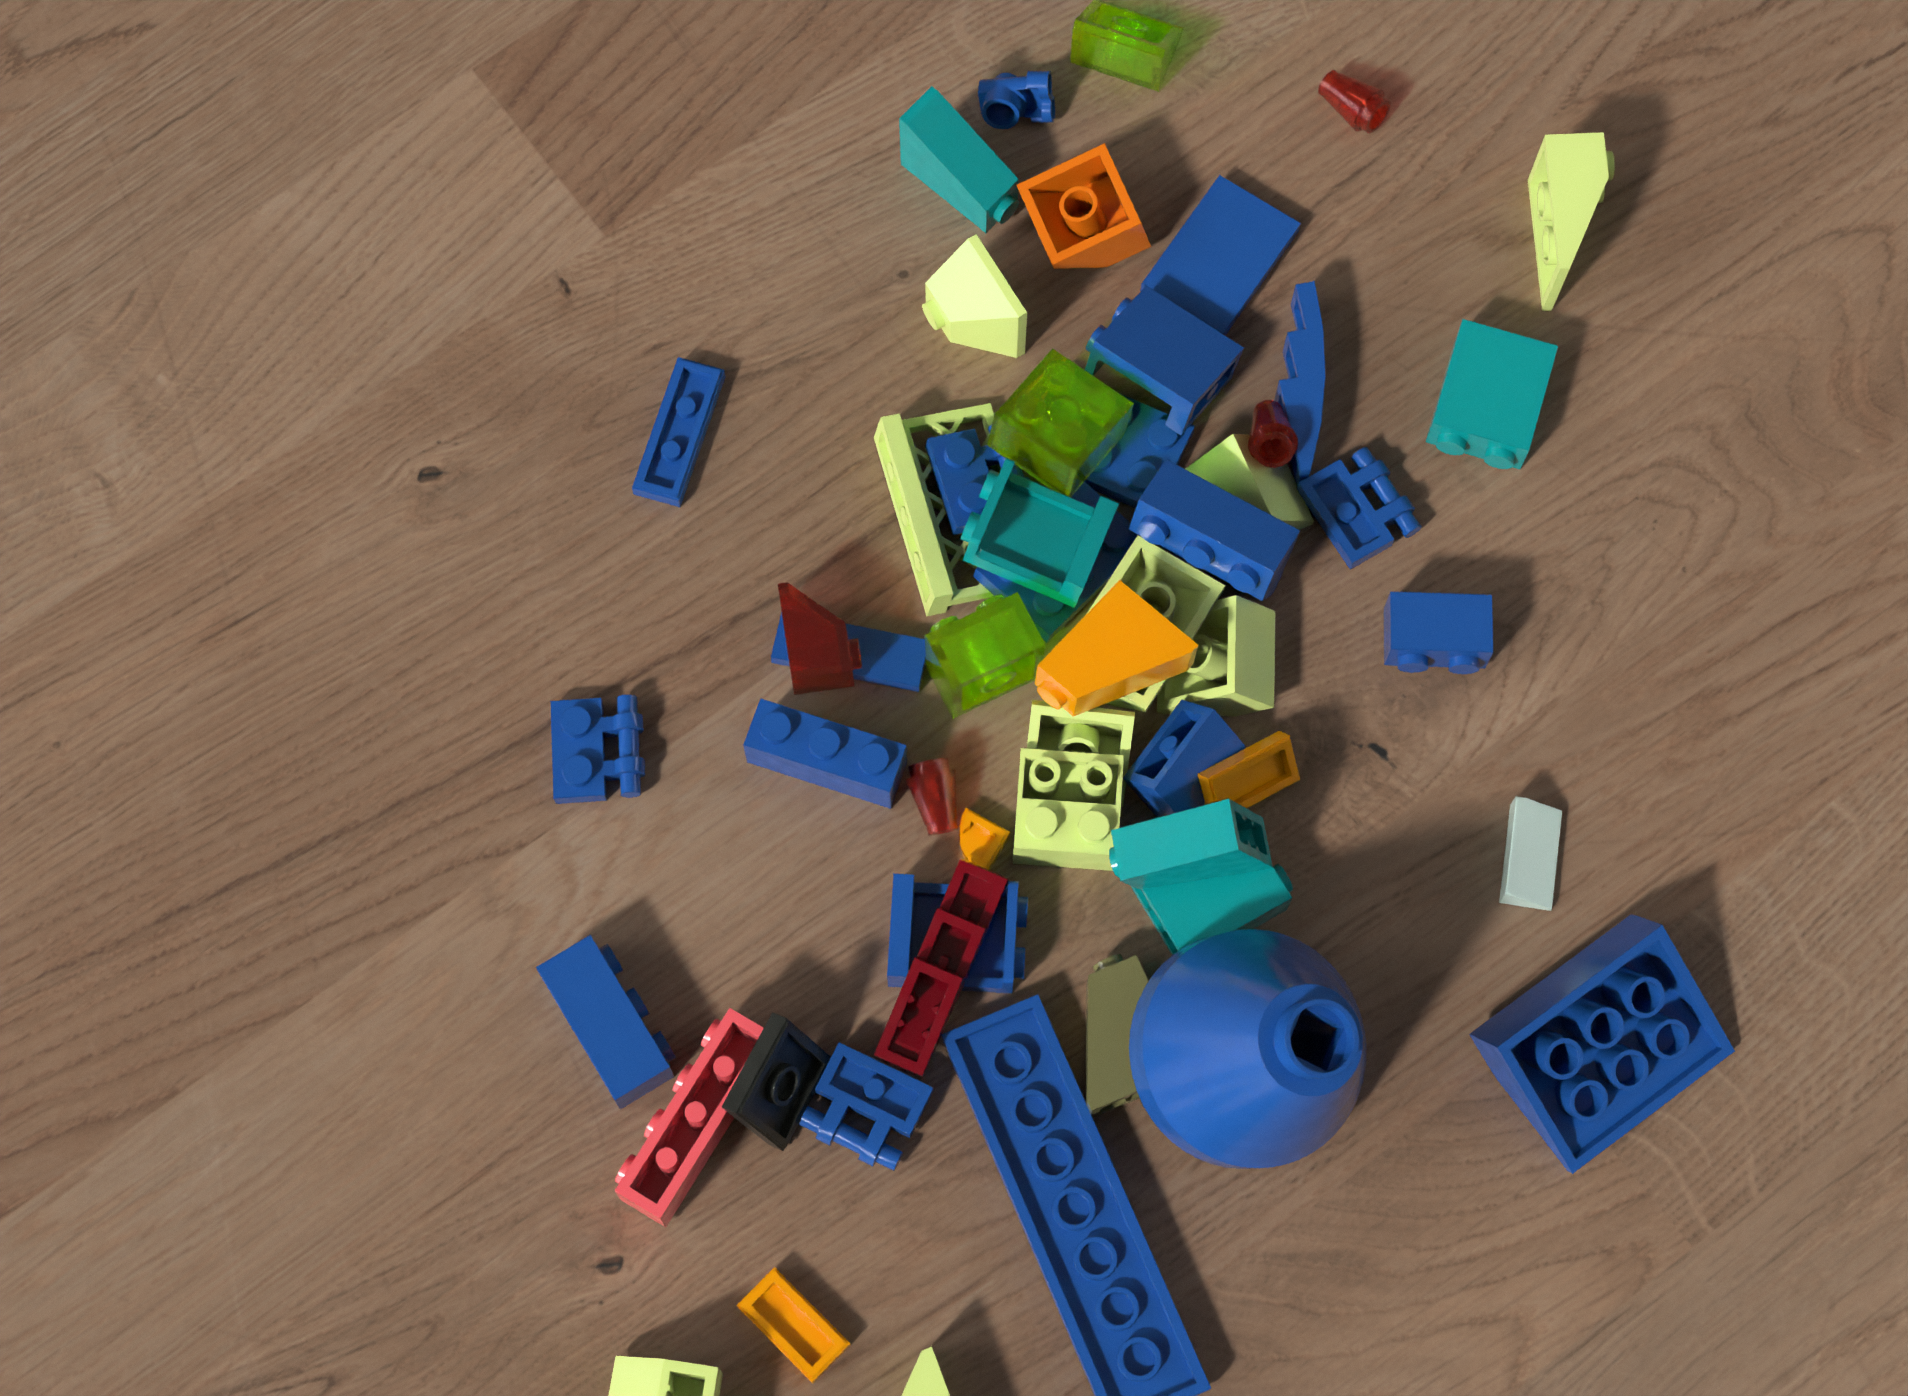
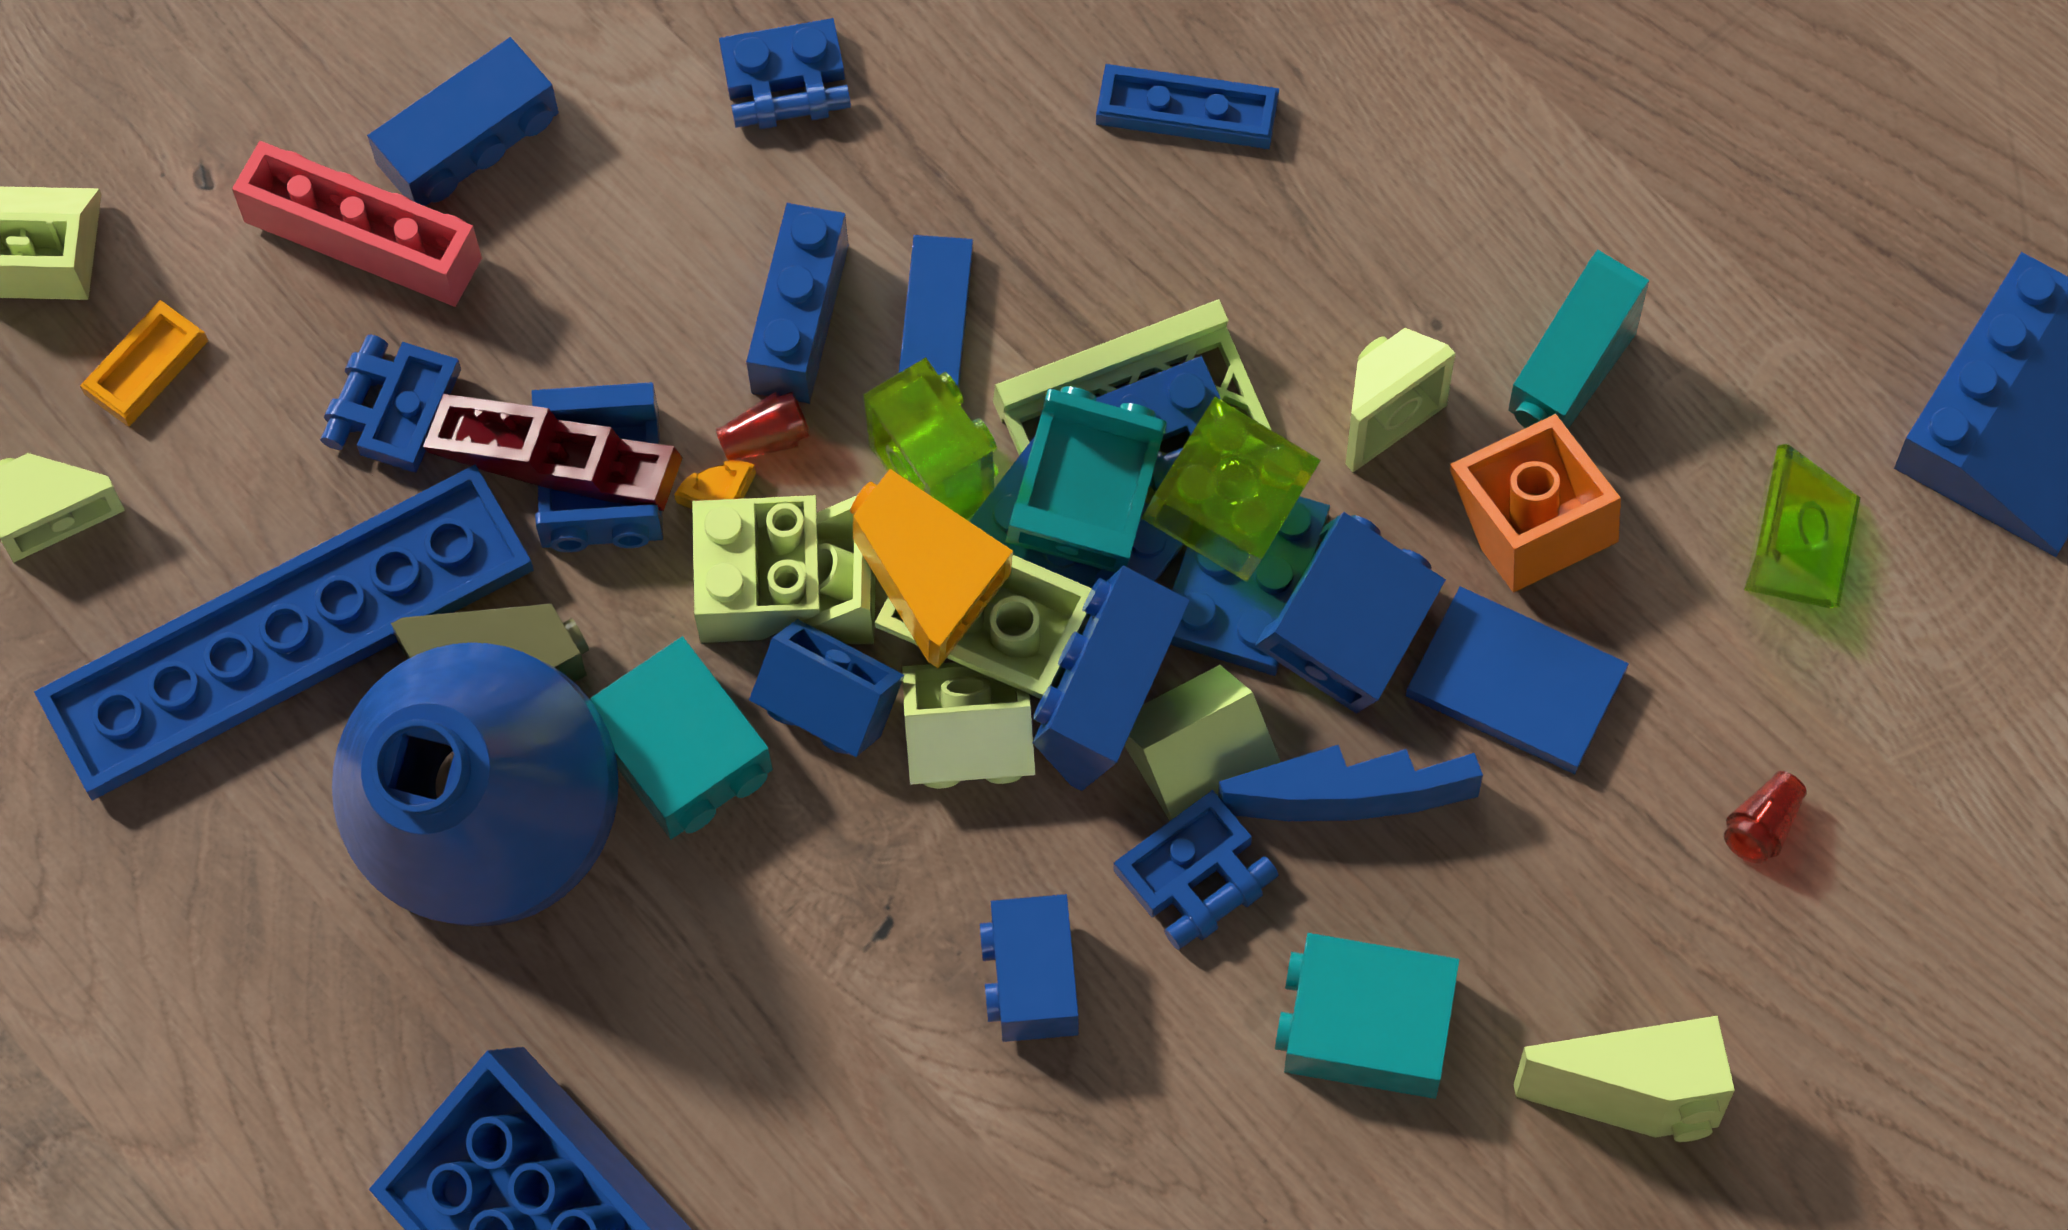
camera: 85 degrees right, 5 degrees down
(777, 1082) = (399, 291): pearl dark grey tile -> none
(816, 644) = (926, 265): clear red slope -> none
(1012, 97) = (1692, 410): blue plate -> none
(1190, 846) = (704, 688): teal slope -> none
(1252, 772) = (819, 764): light orange tile -> none
(1271, 435) = (1260, 740): clear red cone -> none
(1530, 854) = (762, 1110): light aqua slope -> none

